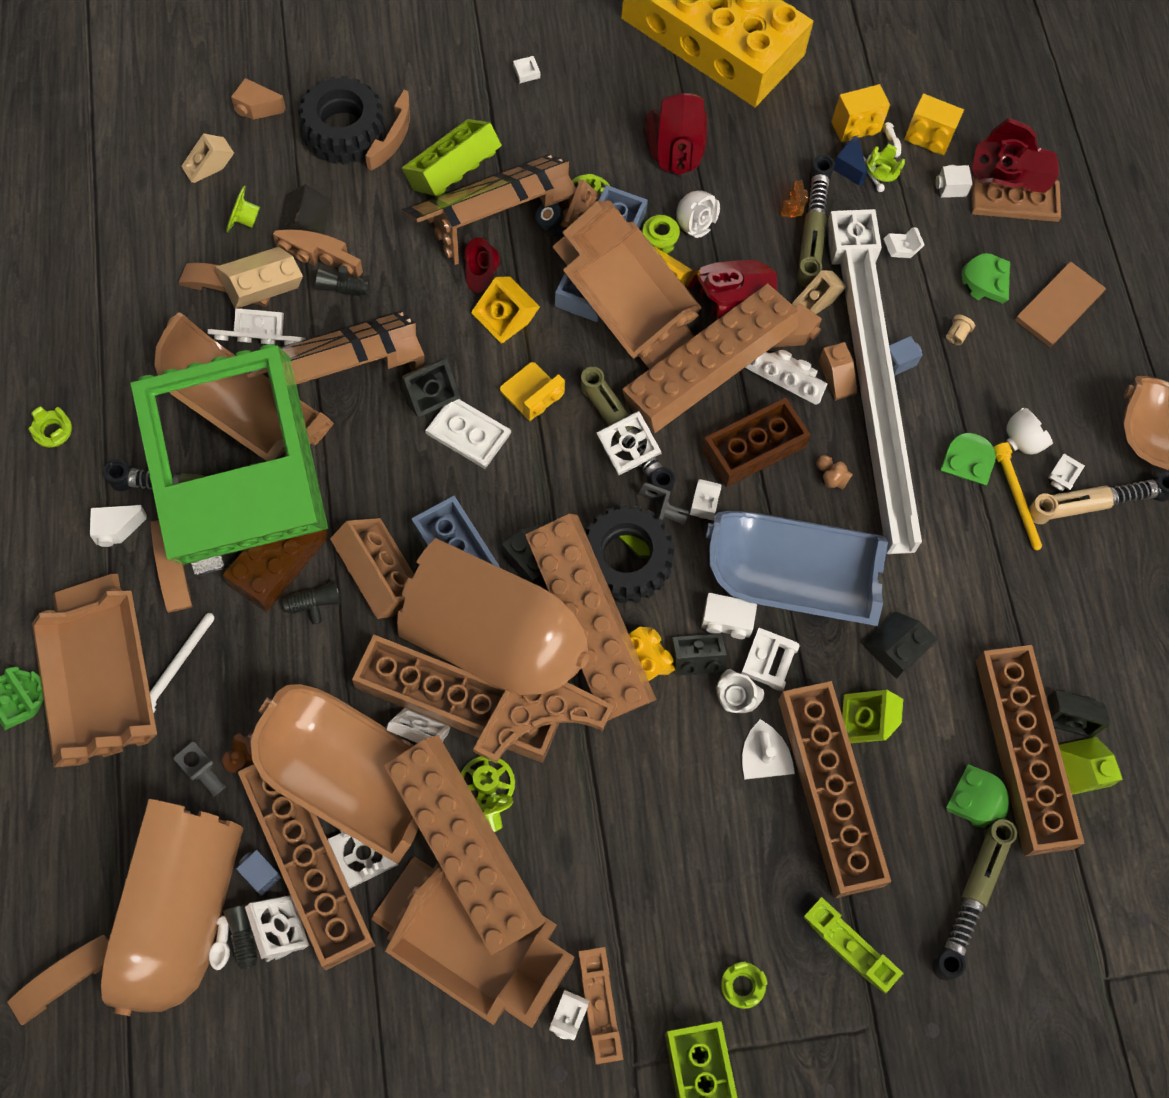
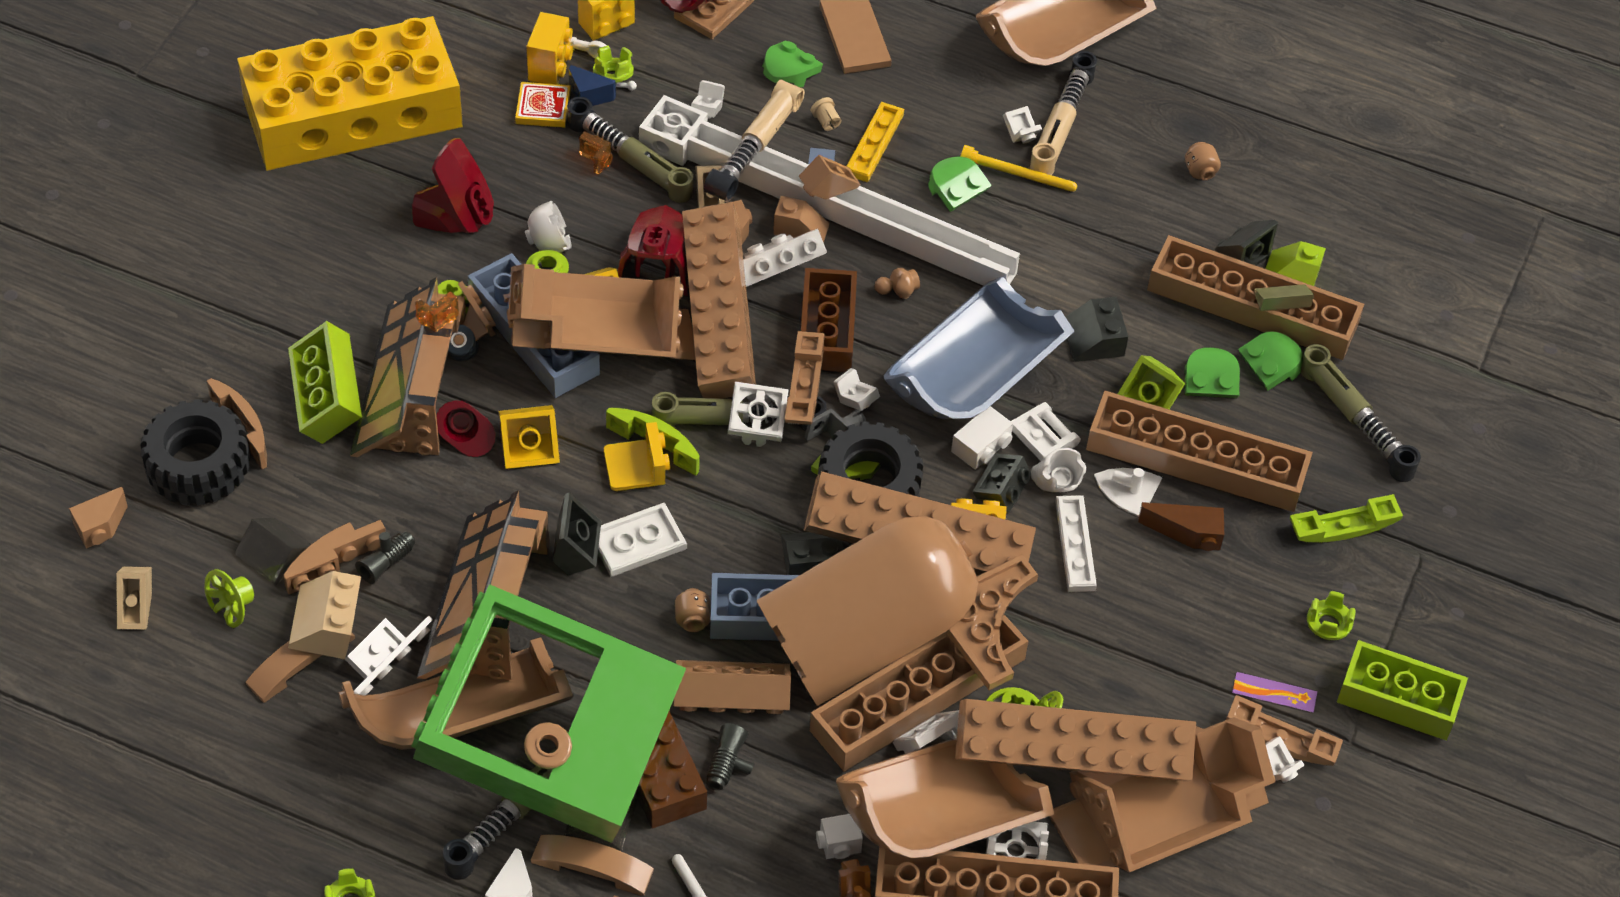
camera: 55 degrees left, 15 degrees down
(174, 465) = (557, 735): none -> medium nougat piece
(422, 500) = (693, 610): none -> medium nougat head
(526, 69) = (264, 274): white plate -> none
(529, 180) = (438, 314): none -> clear orange bracket
(564, 367) = (627, 422): none -> lime slope
(643, 977) = (1274, 692): none -> medium lavender sticker
(678, 459) = (805, 378): none -> medium nougat slope
(680, 741) = (1075, 543): none -> white tile
(757, 823) = (1190, 525): none -> reddish brown slope
(813, 140) = (542, 104): none -> tile
(879, 363) = (827, 178): none -> medium nougat slope
(926, 756) = (1212, 374): none -> bright green slope
(932, 289) = (783, 101): none -> piece
(954, 181) = (672, 28): white brick -> none
(963, 378) = (875, 141): none -> yellow tile
(1026, 433) = (966, 125): white cylinder -> none
(1036, 771) = (1284, 297): none -> olive slope
(1142, 630) = (1202, 160): none -> medium nougat head

